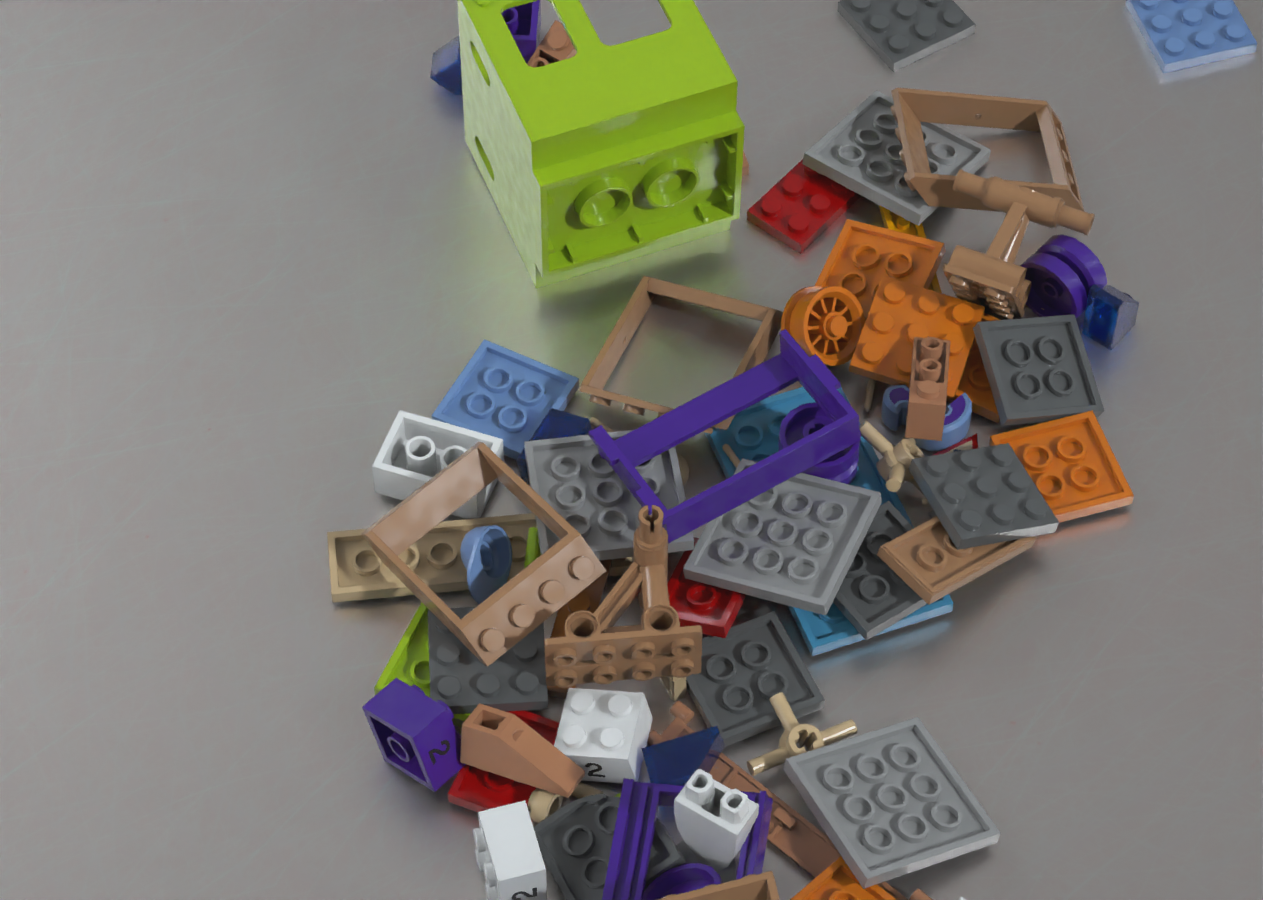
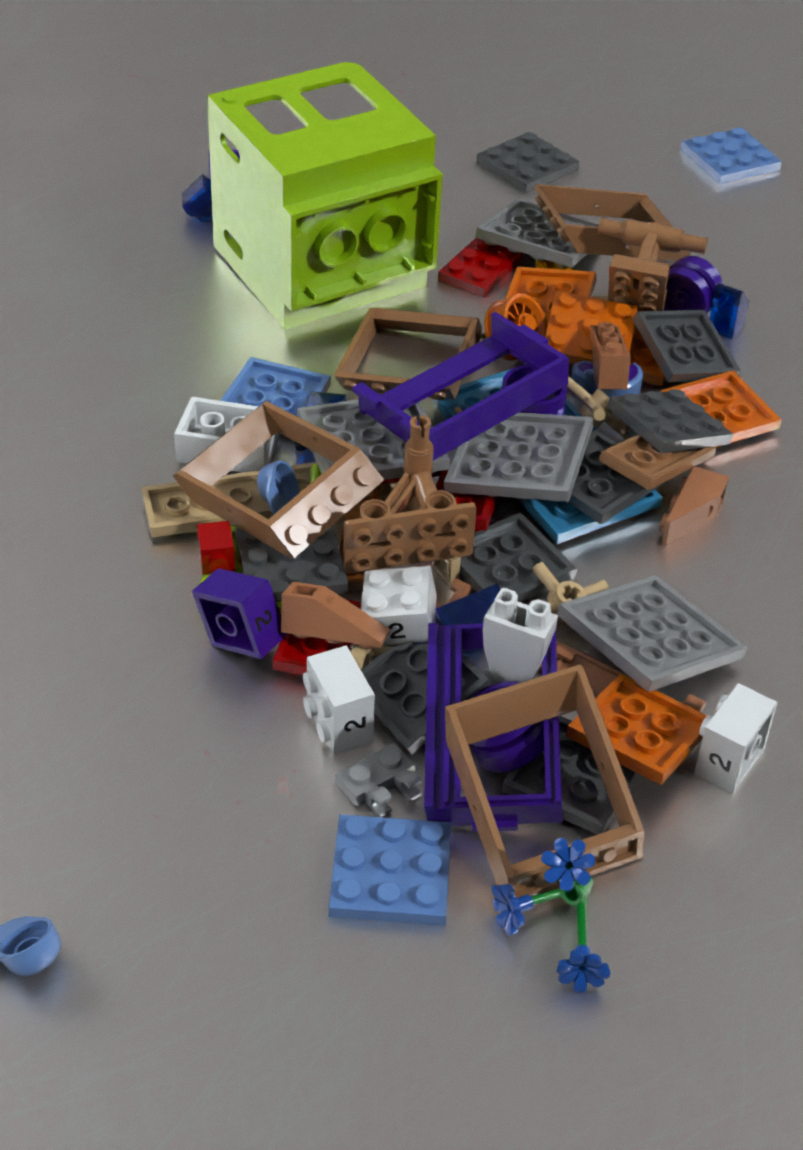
camera: 10 degrees left, 10 degrees down
(401, 636) = (215, 546): none -> red brick
(995, 615) = (697, 503): none -> nougat slope

